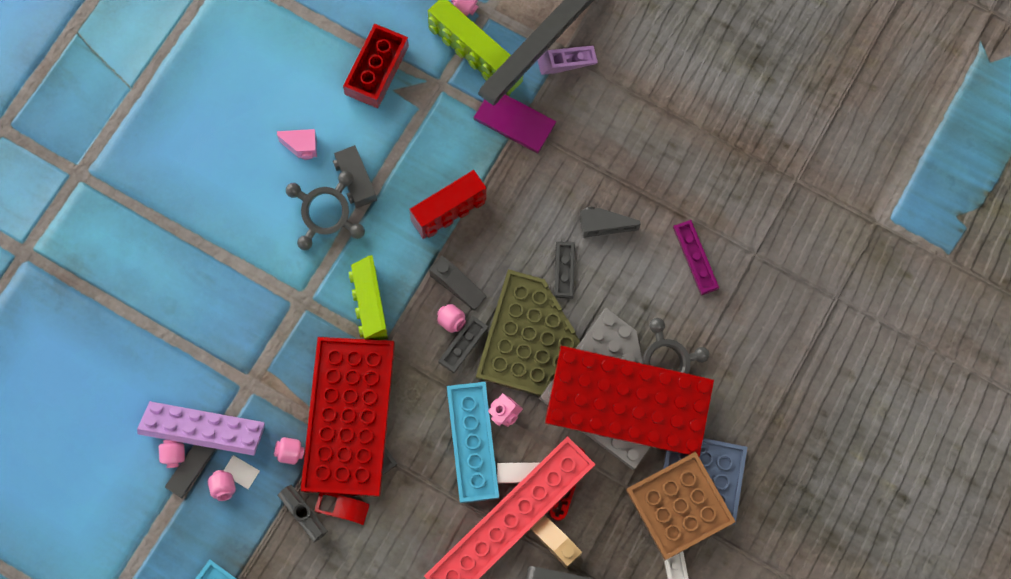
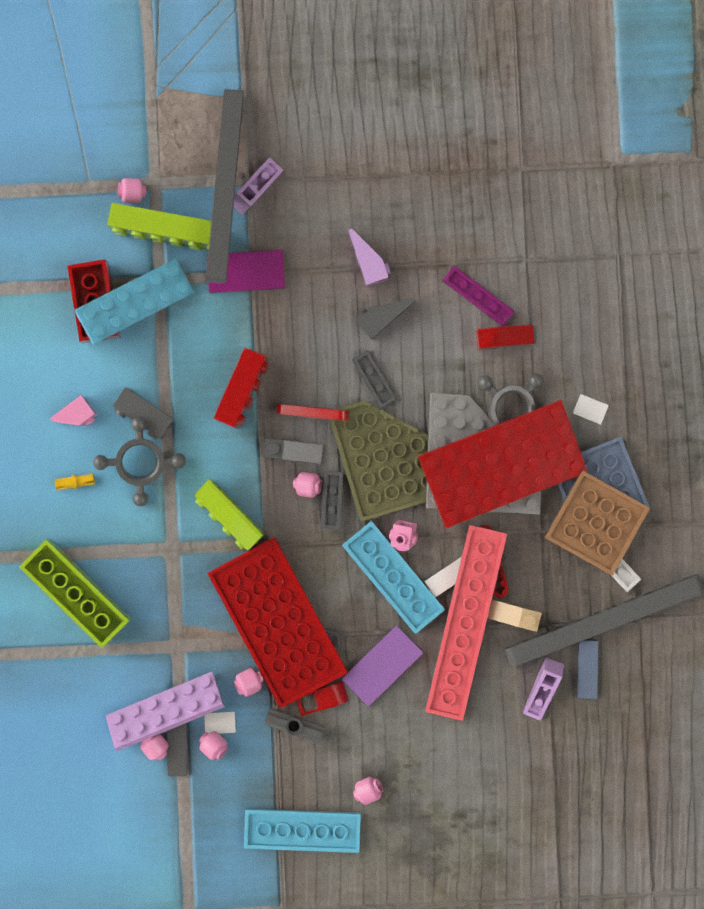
camera: 30 degrees left, 15 degrees up
(197, 283) = (75, 593): none -> lime brick
(261, 195) = (74, 481): none -> yellow pin
(408, 83) = (134, 301): none -> medium azure plate
(413, 512) = (382, 665): none -> medium lavender tile
(495, 260) = (315, 412): none -> beam
(622, 174) = (370, 262): none -> lavender slope
(697, 302) = (504, 336): none -> red slope
(734, 410) = (590, 409): none -> white sticker

